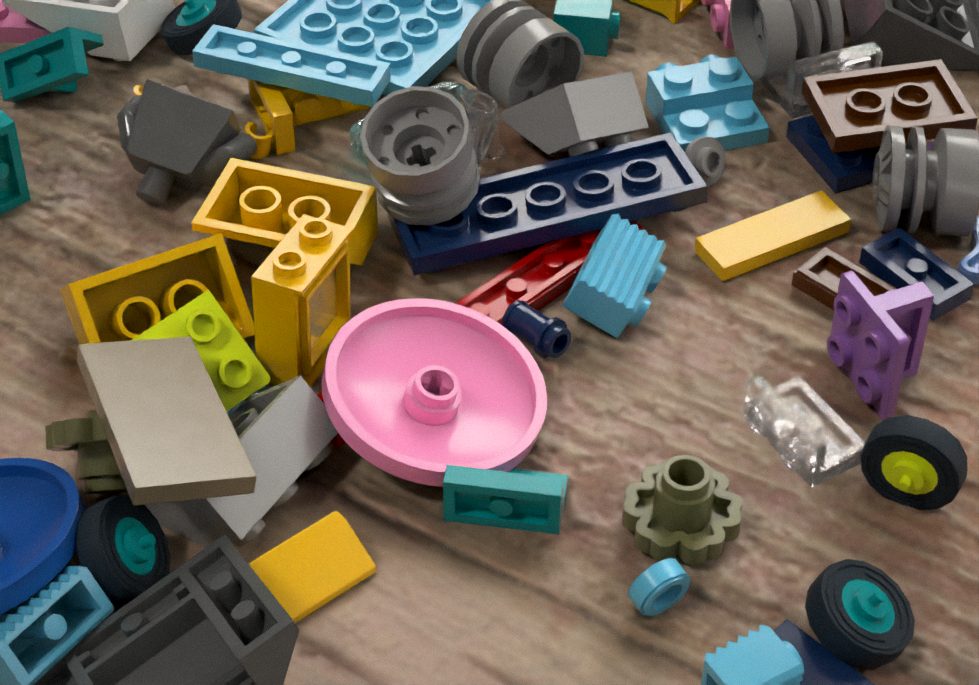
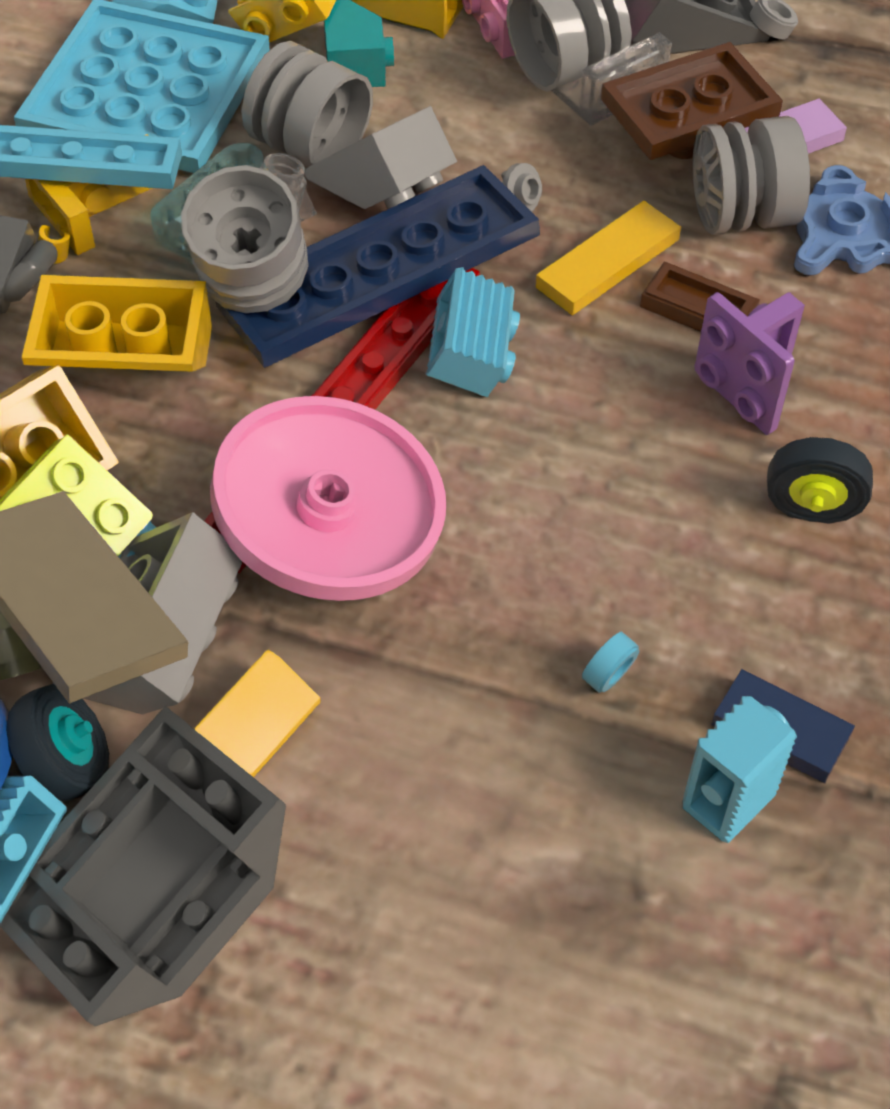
camera: 15 degrees left, 10 degrees up
(302, 299) = (168, 425): yellow window -> none
(504, 499) = (435, 596): teal panel -> none
(547, 335) = (418, 409): dark blue pin -> none
(682, 510) = (608, 575): olive plant -> none
(706, 101) = (503, 124): medium azure plate -> none
(802, 429) = (700, 463): clear bracket -> none
(839, 169) = (622, 152): dark blue plate -> none
(859, 614) = (810, 650): black wheel -> none
(905, 261) = (756, 270): dark blue plate -> none

